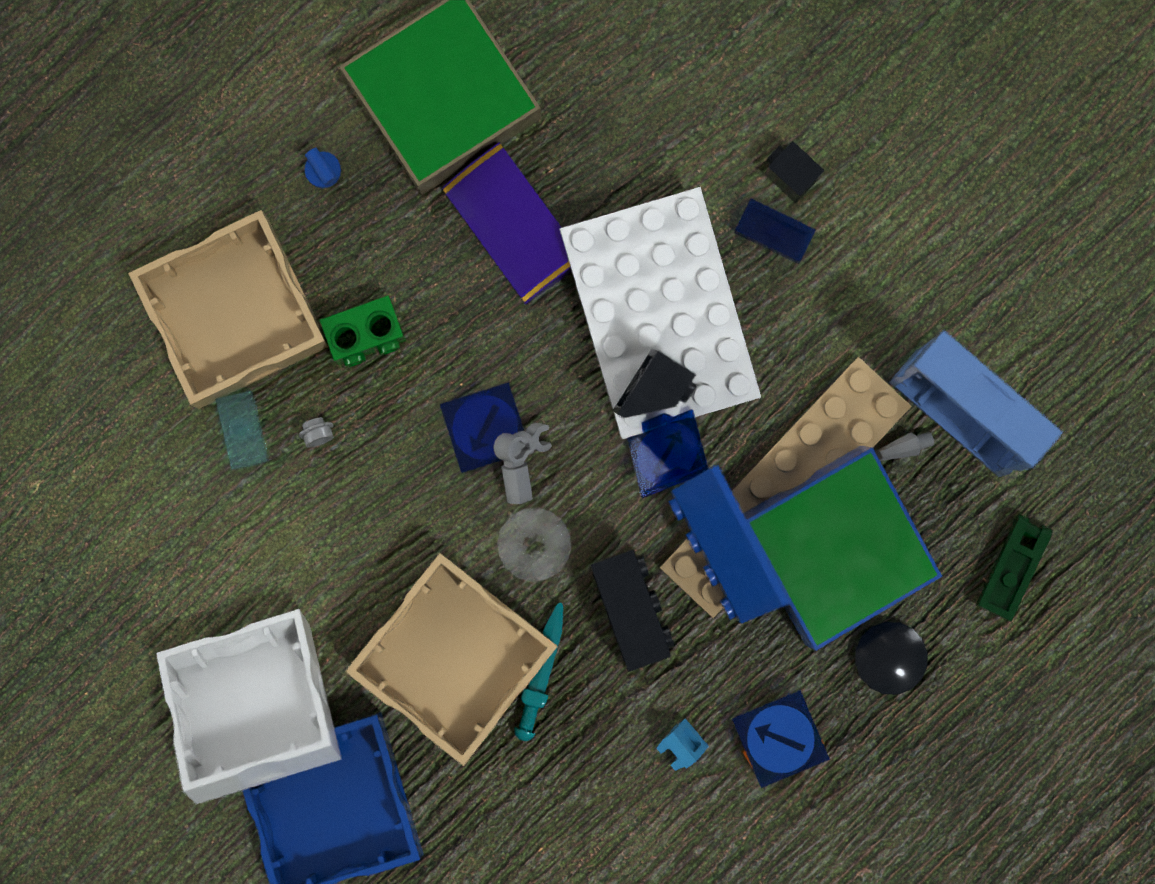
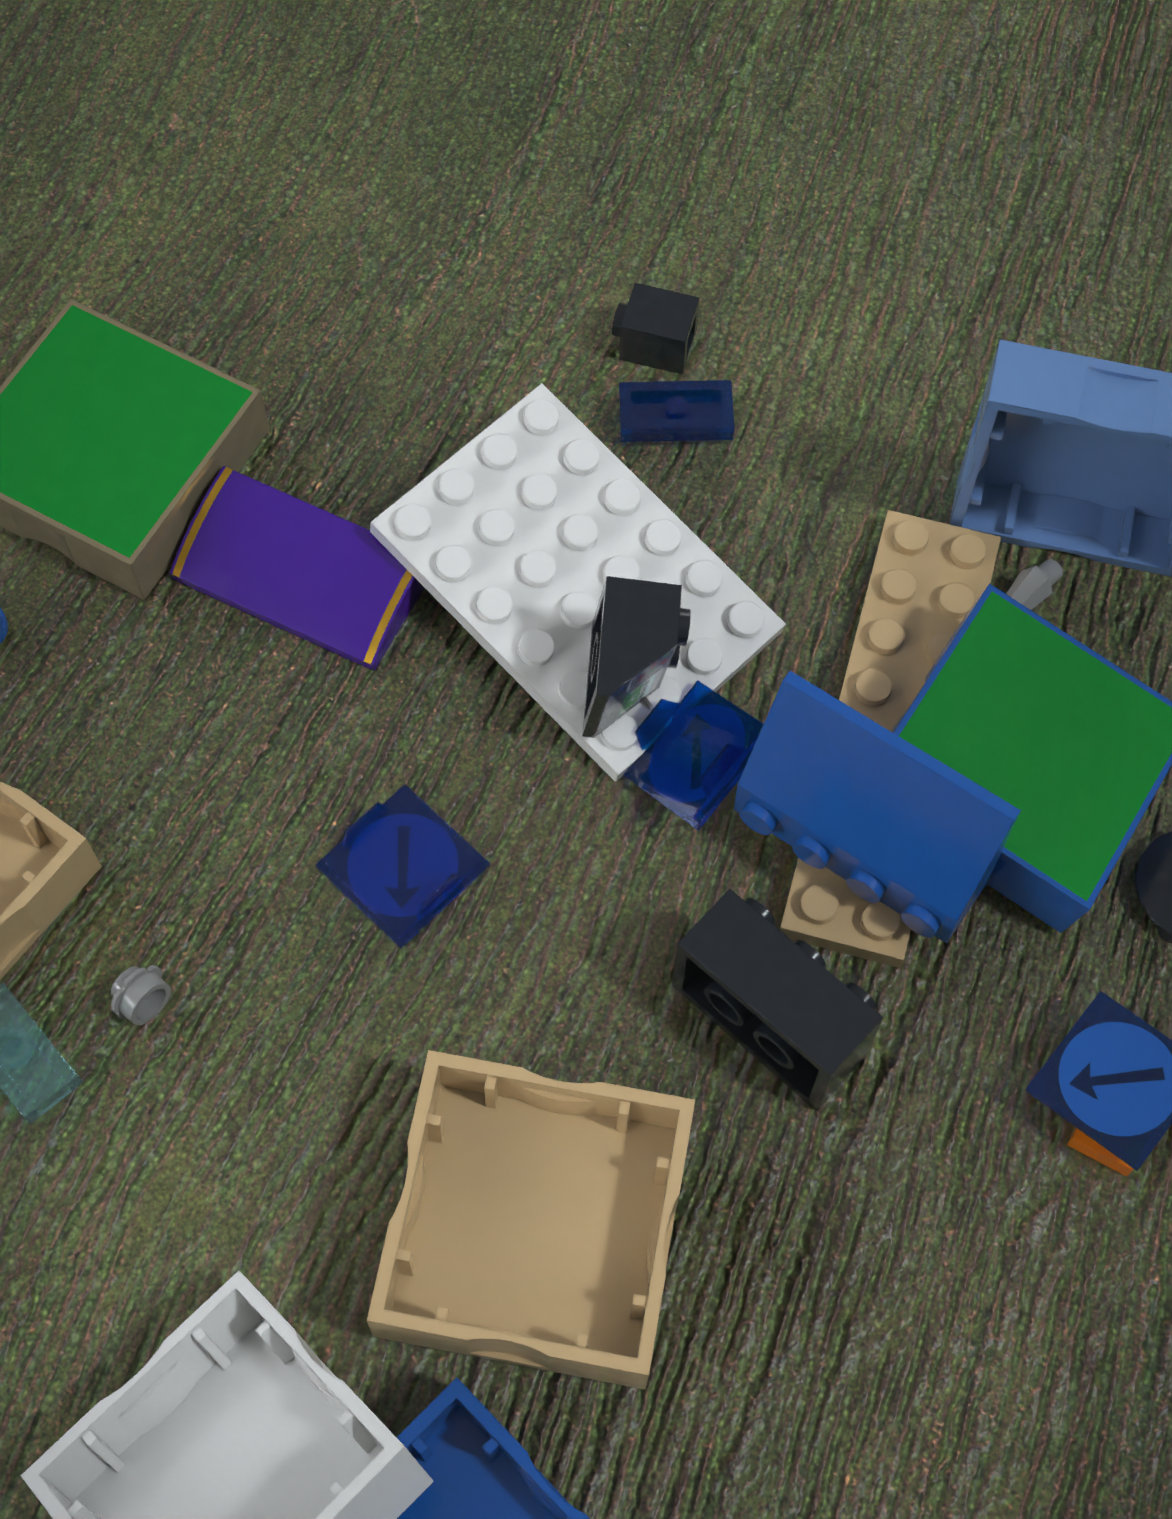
camera: 25 degrees left, 20 degrees down
(361, 321) = (132, 800): green brick -> none
(513, 451) = (464, 862): light grey bar -> none
(526, 525) = (562, 951): clear brick -> none
(534, 696) = (697, 1223): teal sword -> none
(684, 743) = (975, 1169): dark azure tile -> none

